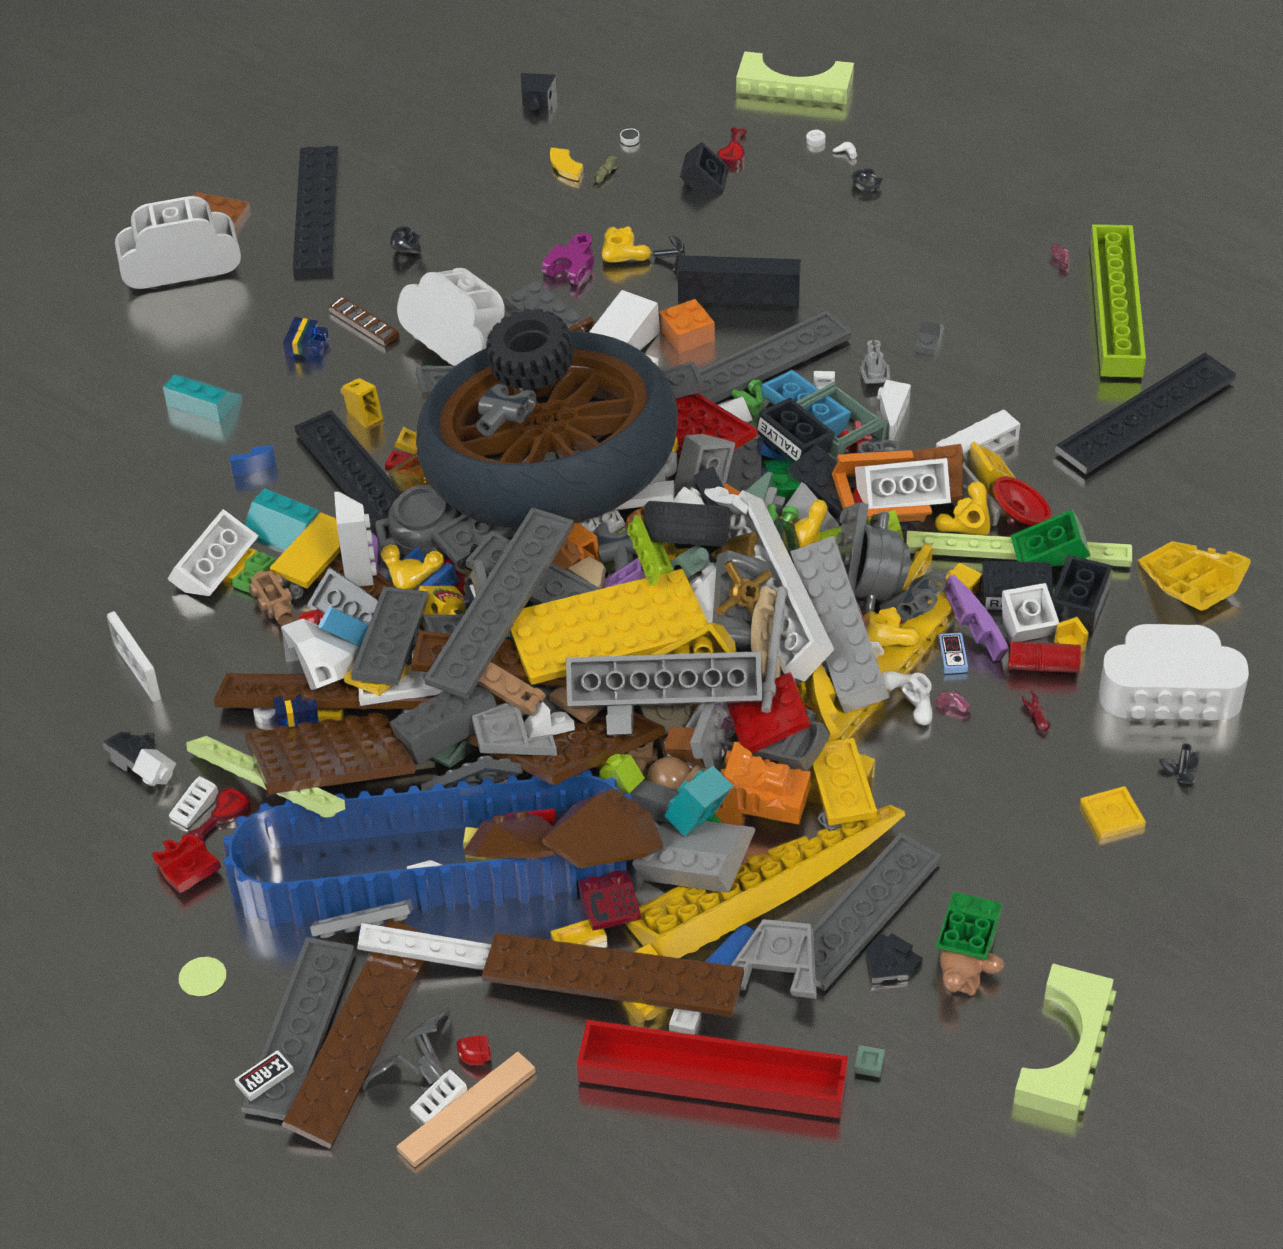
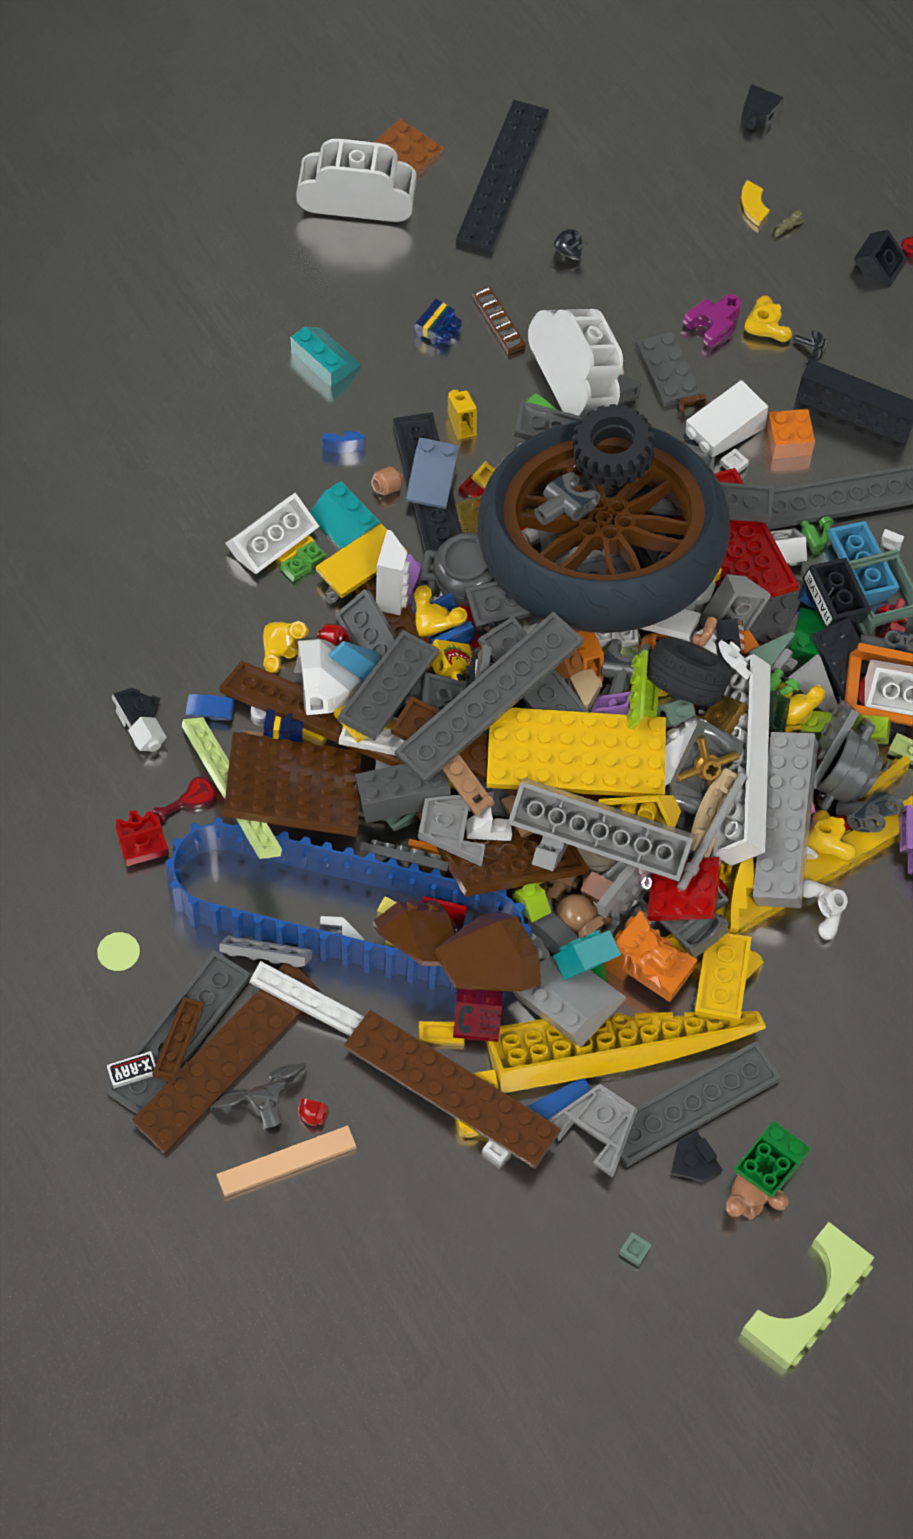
camera: 15 degrees right, 15 degrees up
(133, 656) = (167, 617): white tile -> none
(199, 788) = (180, 782): white slope -> none
(210, 722) = (210, 706): none -> blue slope
(262, 643) = (281, 640): none -> yellow head
(272, 596) = (308, 596): medium nougat brick -> none
(303, 1029) = (178, 1040): none -> reddish brown tile
(310, 478) = (387, 480): none -> nougat head
(354, 455) = (432, 473): none -> sand blue slope
(443, 1084) = (264, 1136): white slope -> none
(629, 137) = (827, 192): tile -> none
(689, 488) = (707, 633): none -> nougat arm
(712, 1068) = (500, 1207): red piece -> none
(953, 653) = (883, 874): tile -> none
(953, 698) = (862, 922): clear pink arm -> none

